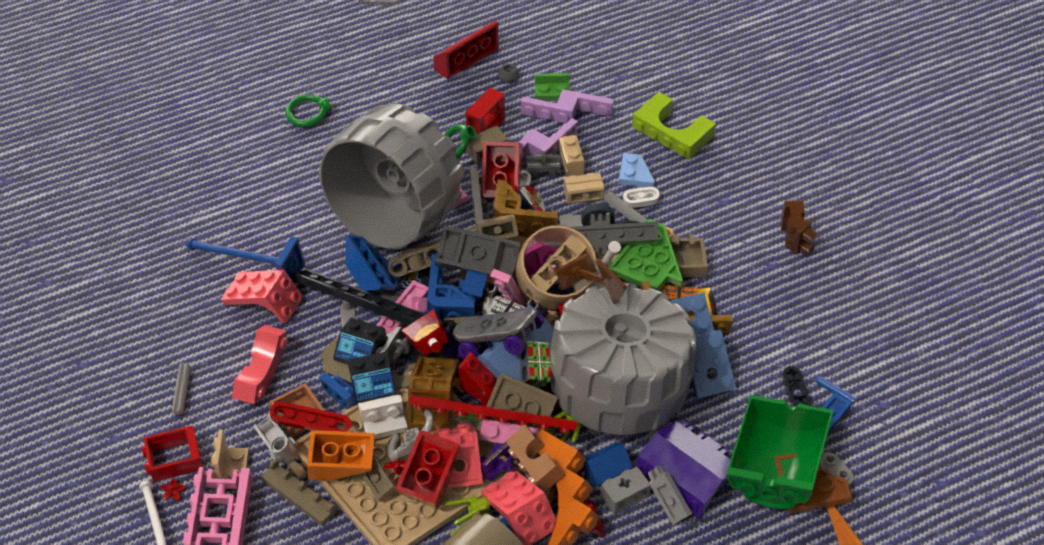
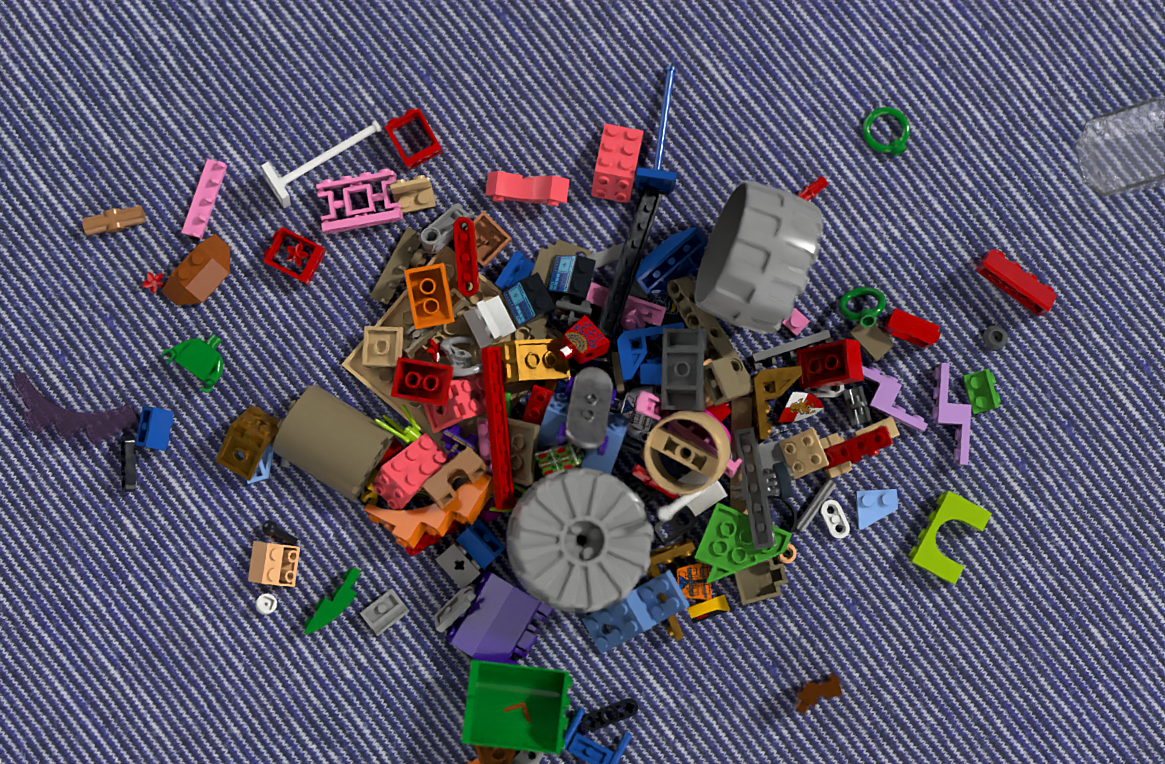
camera: 75 degrees right, 35 degrees up
(172, 490) = (379, 151): red plant -> none
(181, 389) = (491, 121): light grey axle -> none
(379, 511) = (382, 346): none -> tan tile
(574, 199) = (804, 453): none -> tan bracket
(581, 154) = (856, 447): none -> red bracket
(584, 268) = (667, 474): reddish brown piece -> none

